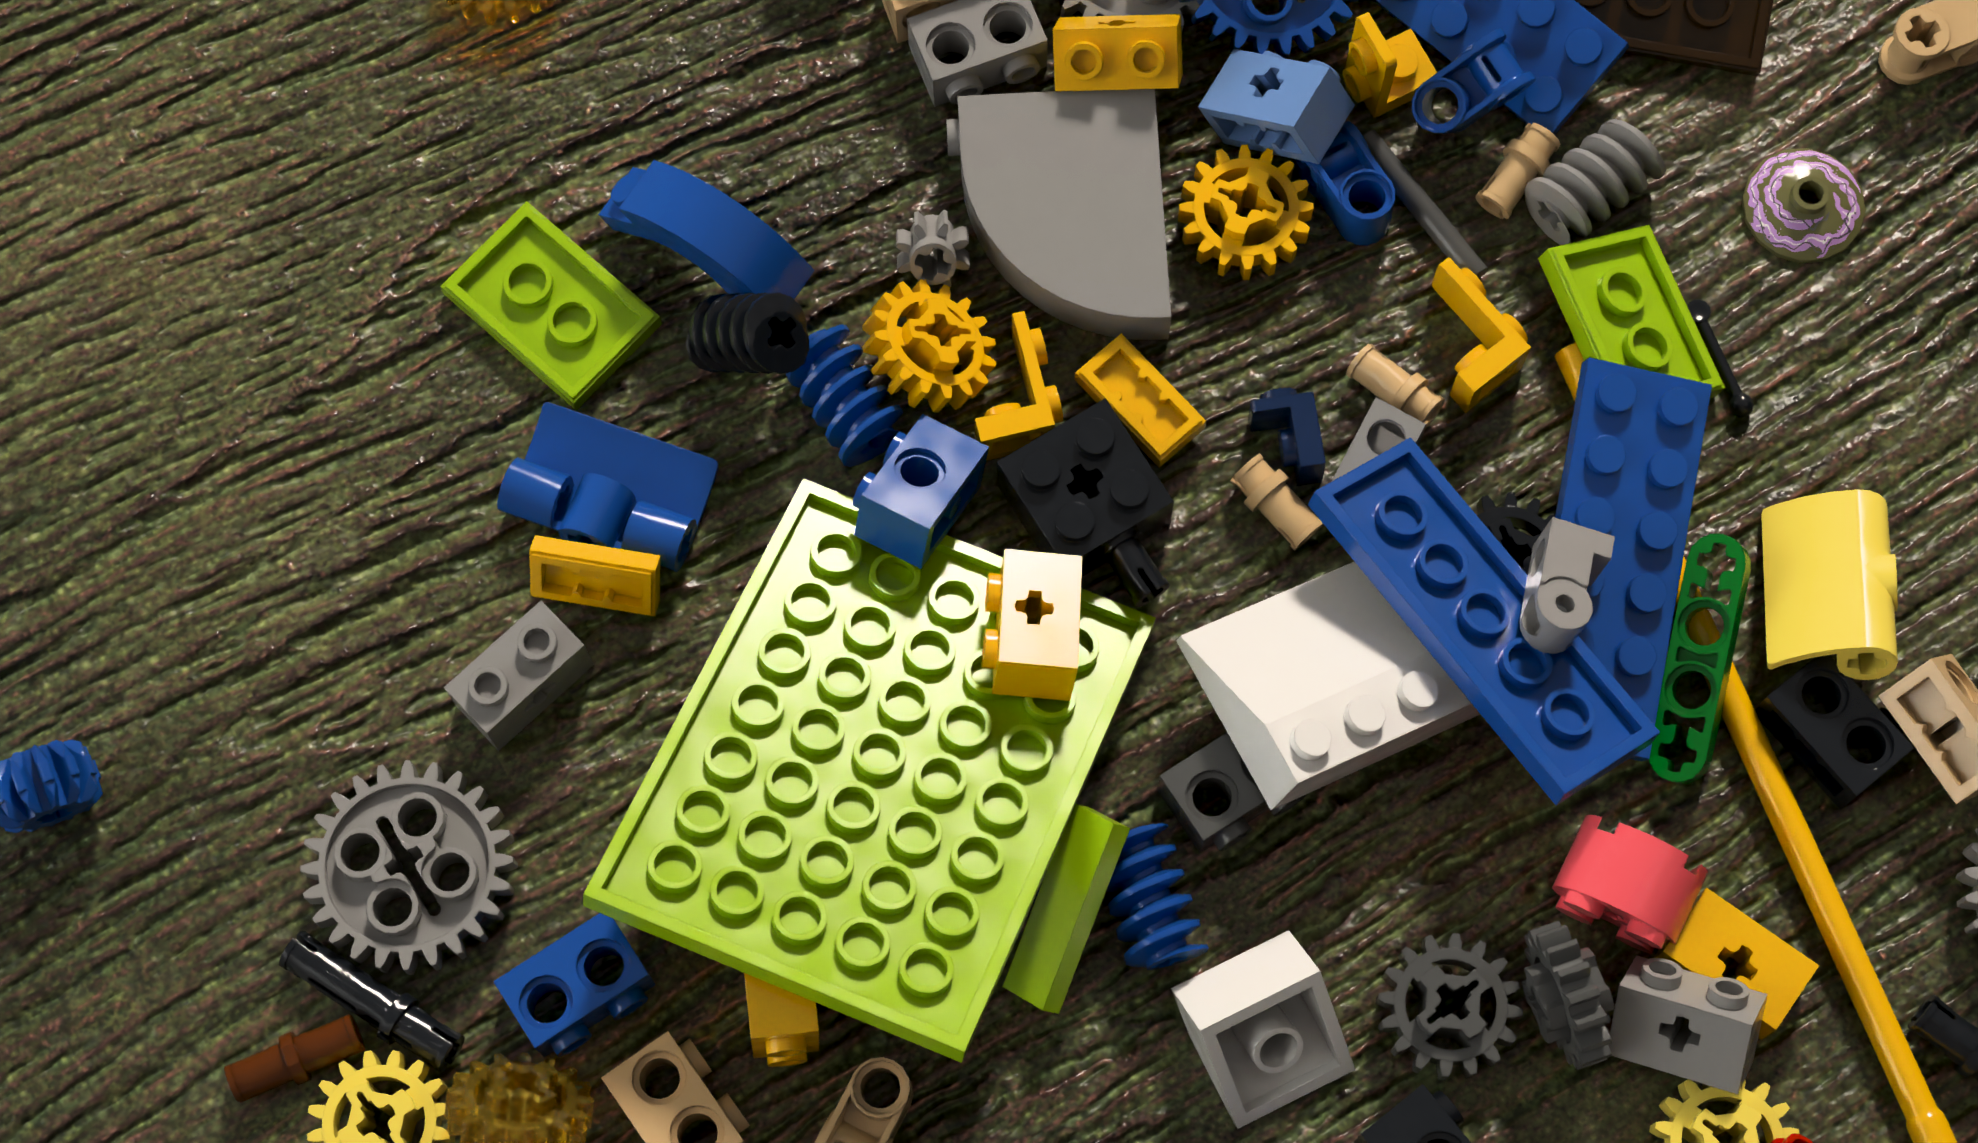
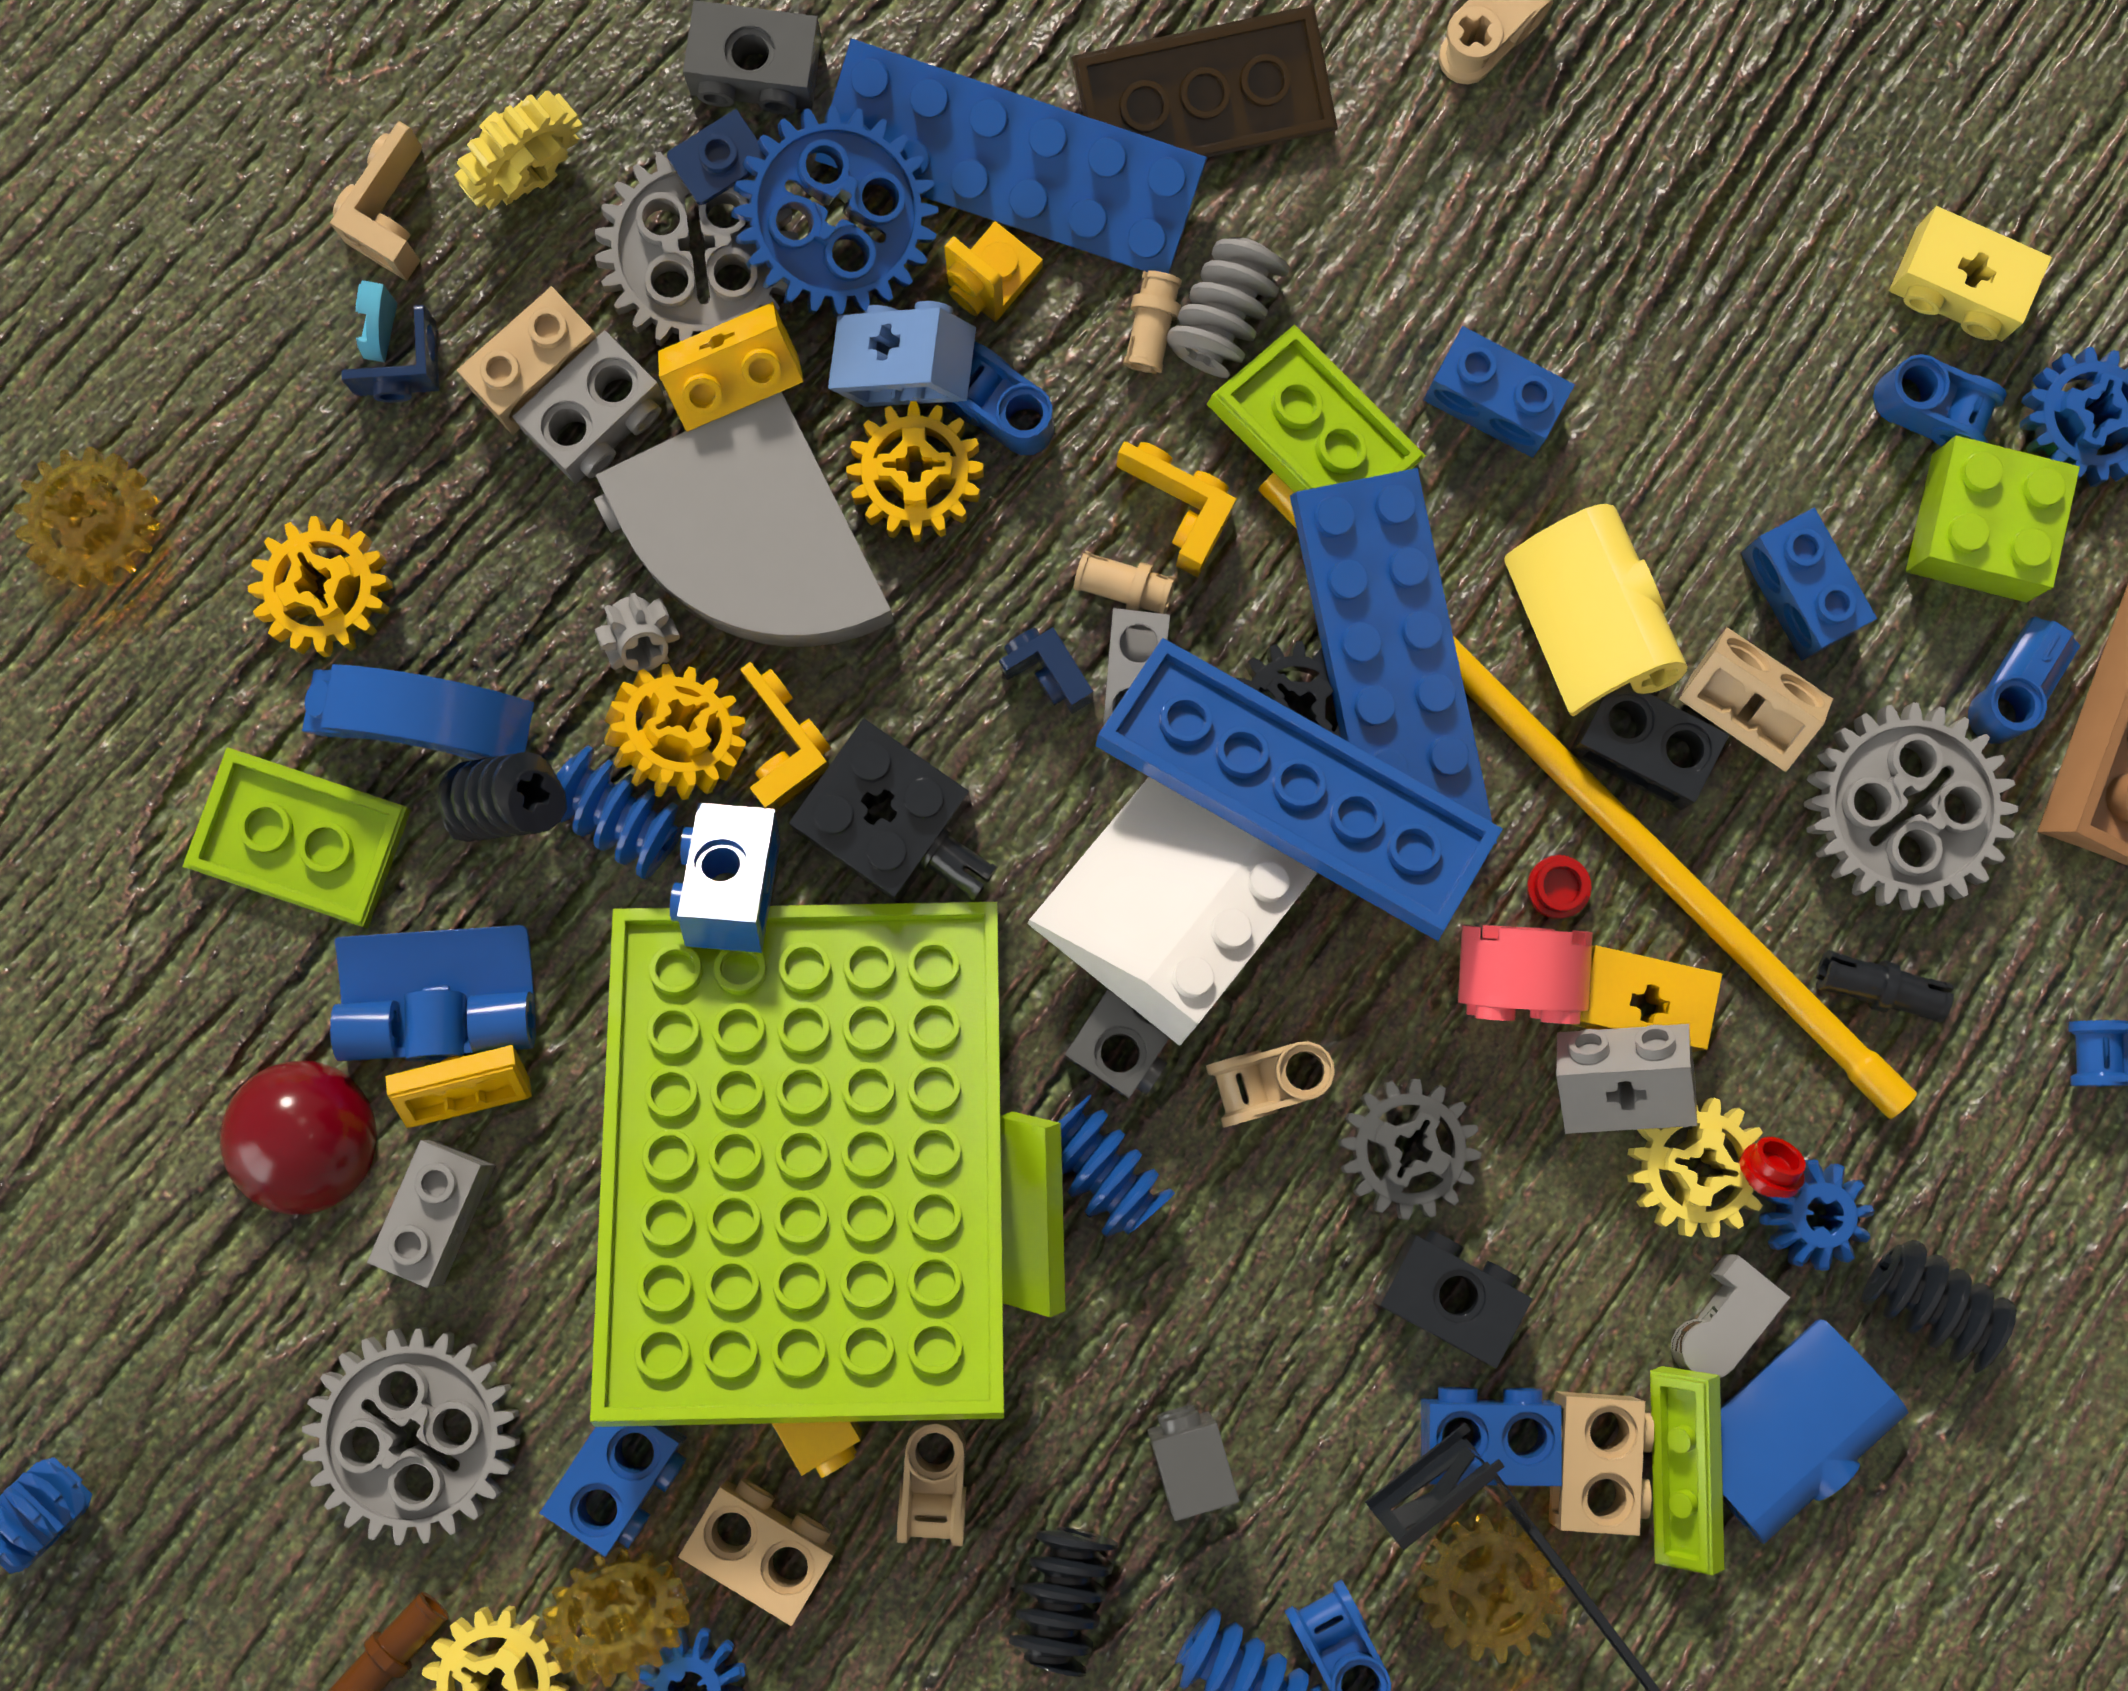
camera: 30 degrees left, 10 degrees up
(392, 1014) = (436, 1572): black pin -> none
(430, 565) = (298, 1137): none -> dark red piece
(699, 105) = (296, 593): none -> yellow gear
(1036, 624) = (891, 930): brick -> none
(1142, 399) = (894, 696): yellow plate -> none
(1264, 1028) = (1252, 1240): white slope -> none
(1276, 501) = (1059, 740): tan pin -> none
(1338, 886) = (1266, 1081): none -> tan piece
(1424, 208) = (1077, 393): dark grey bar -> none
(1474, 84) = (1081, 253): blue piece -> none
(1556, 593) = (1356, 730): light grey leg -> none
(1568, 995) = (1512, 1099): dark grey gear -> none
(1693, 827) = (1558, 887): none -> red plate
(1710, 660) = (1514, 729): green beam -> none
(1740, 403) = (1445, 463): black hinge -> none
(1787, 223) = (1420, 269): dish -> none
(1816, 355) = (1498, 392): none -> blue brick

